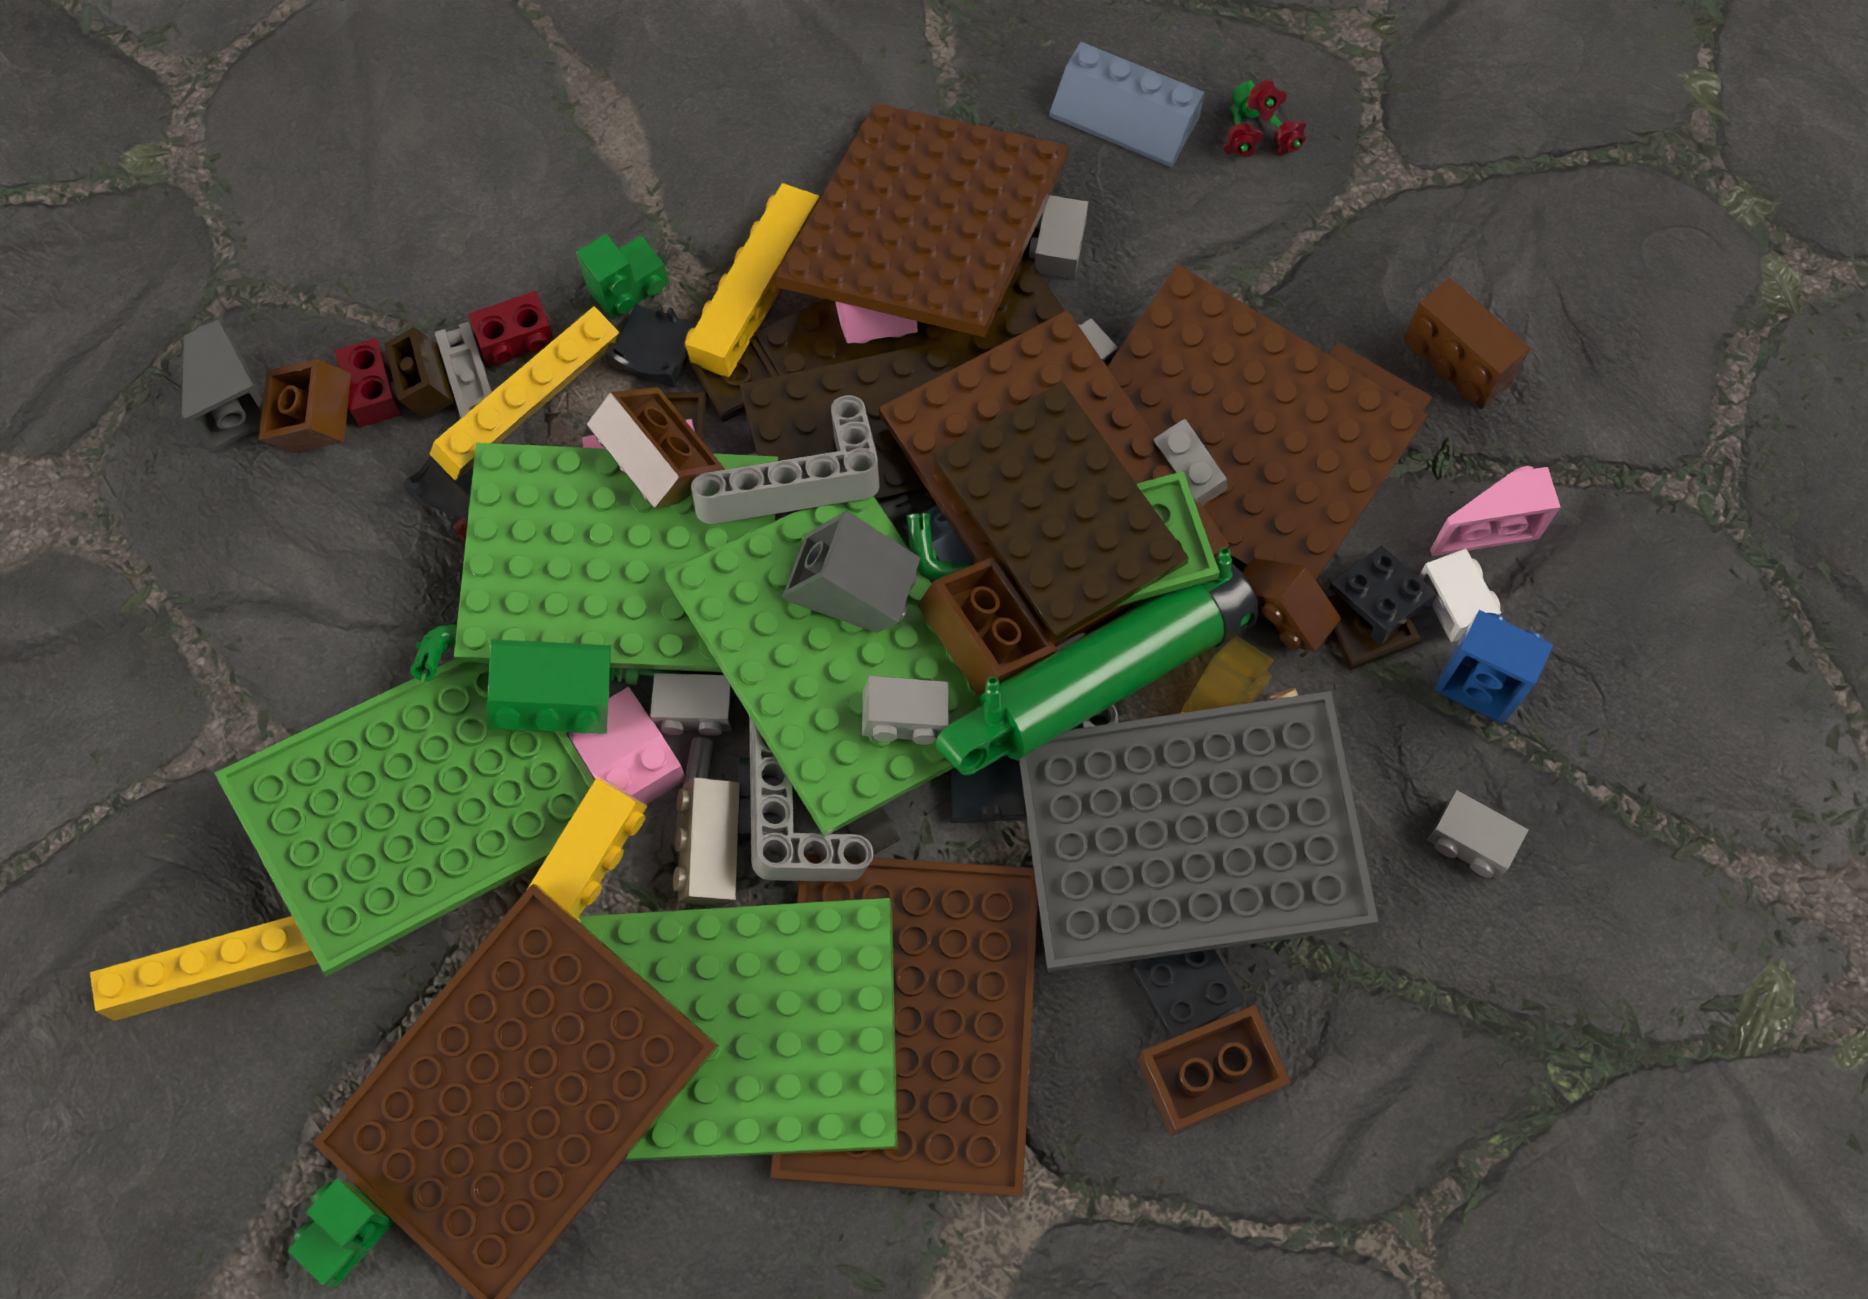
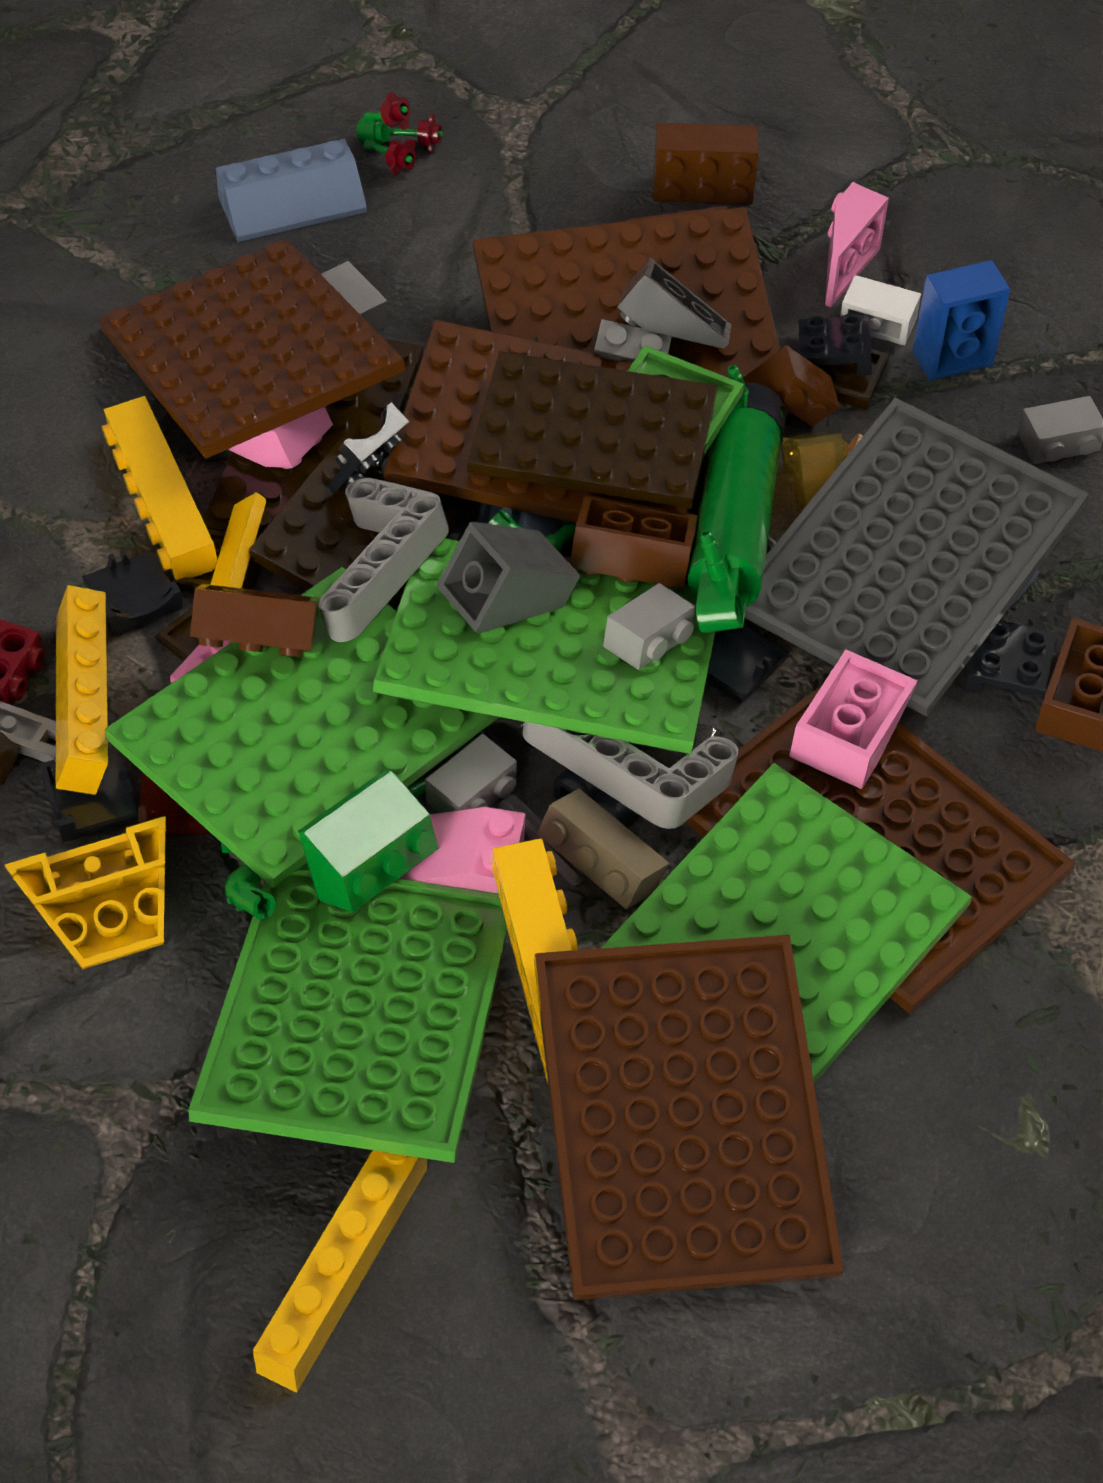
camera: 50 degrees left, 15 degrees down
(341, 1233) = (671, 1315): green brick -> none
(375, 558) = (102, 895): none -> yellow wedge
(621, 275) = (48, 561): green brick -> none
(745, 372) = (237, 541): none -> yellow tile
(869, 383) = (368, 452): none -> black piece
(986, 920) = (852, 719): none -> bright pink slope
(1253, 459) = (669, 308): none -> dark grey slope

